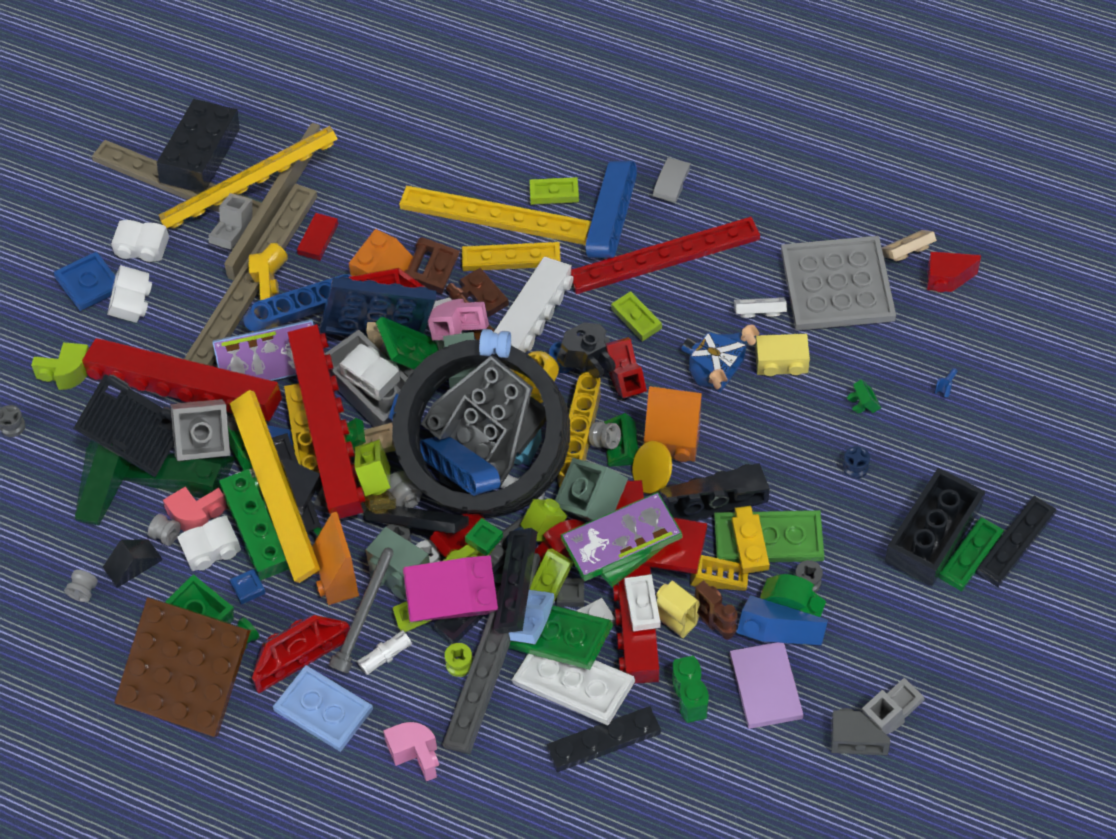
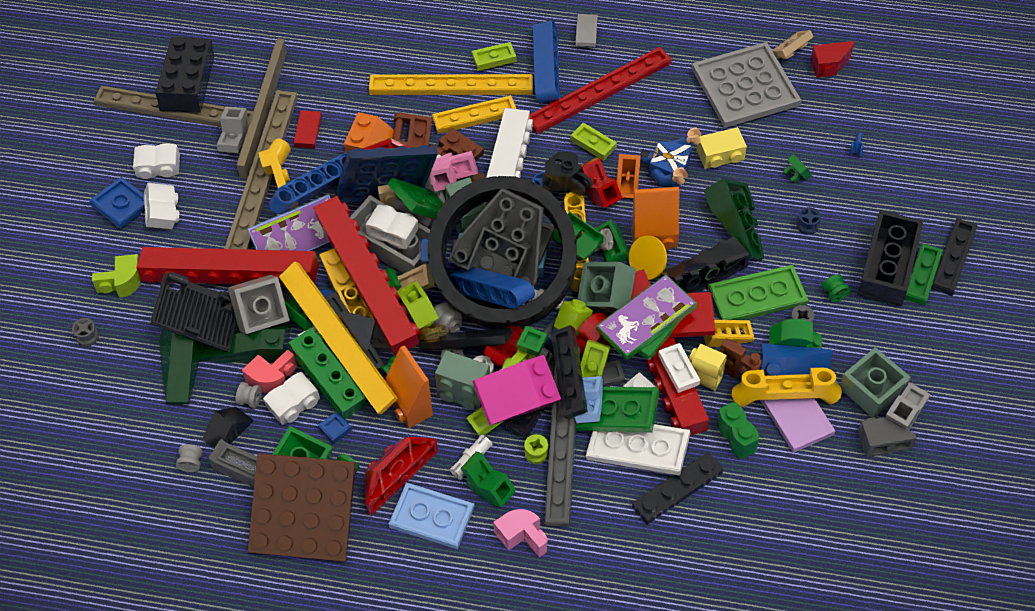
camera: 15 degrees left, 0 degrees up
(124, 599) = (234, 462): none -> dark grey window
(257, 173) = (242, 87): yellow plate -> none
(342, 659) = (437, 470): dark grey piece -> none
(391, 683) = (486, 482): none -> green brick
(495, 343) = (503, 176): light blue wheel -> none
(587, 434) = (587, 242): none -> green piece
(662, 364) = (628, 174): none -> orange slope
(749, 540) = (745, 300): yellow hinge -> none
(769, 306) = (699, 113): white plate -> none
(772, 431) = (733, 208): none -> dark green wedge
(797, 657) = (756, 386): none -> yellow plate
(860, 549) = (836, 288): none -> green wheel
(864, 668) = (874, 382): none -> sand green brick

